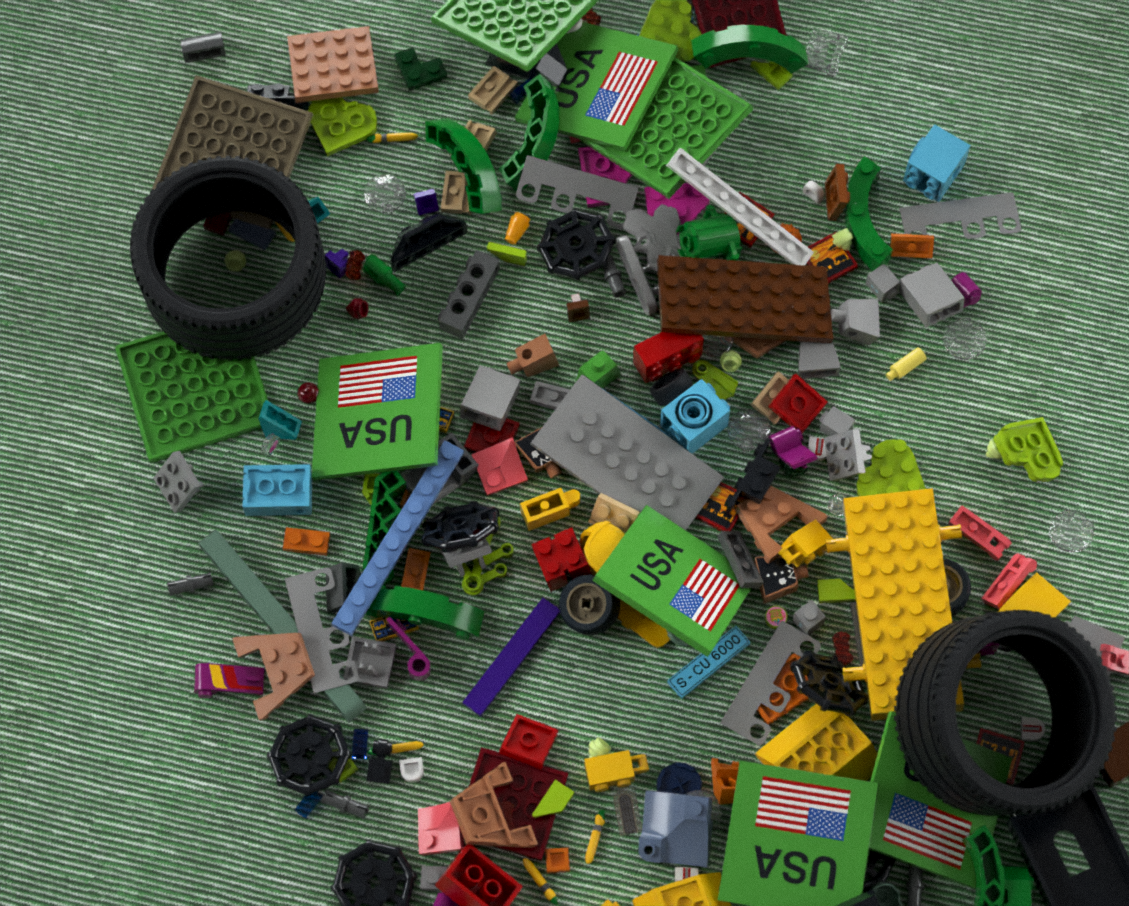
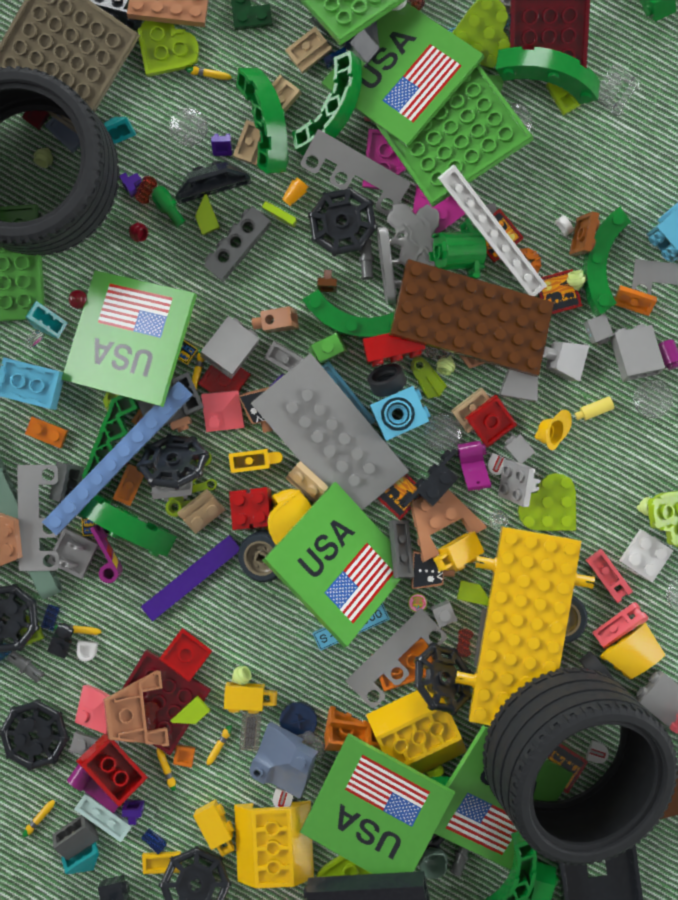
camera: 15 degrees right, 20 degrees up
(427, 277) = (206, 217): none -> lime tile
(457, 492) = (181, 424): none -> nougat plate
(459, 427) = (197, 370): none -> yellow piece
(504, 579) = (201, 511): none -> tan plate
(615, 343) = (345, 323): none -> green brick
(869, 394) = (554, 430): none -> yellow piece
(1013, 501) = (646, 555): none -> white plate

